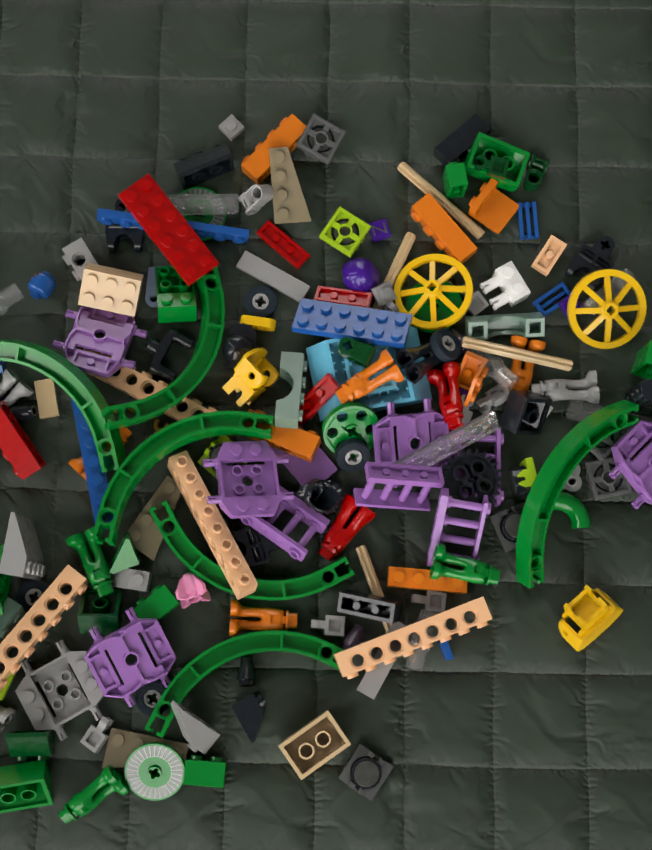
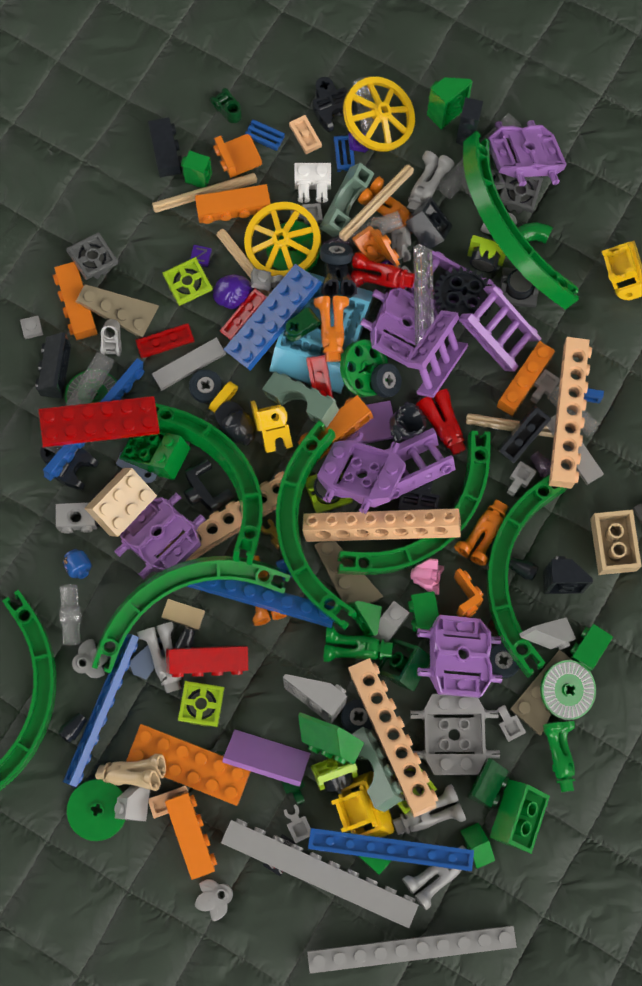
camera: 60 degrees left, 5 degrees down
(181, 643) = (474, 594): none -> orange bracket
(473, 570) = (541, 334): green piece -> none
(489, 146) = (200, 126): green slope -> none
(495, 166) = (207, 128): dark green plate -> none

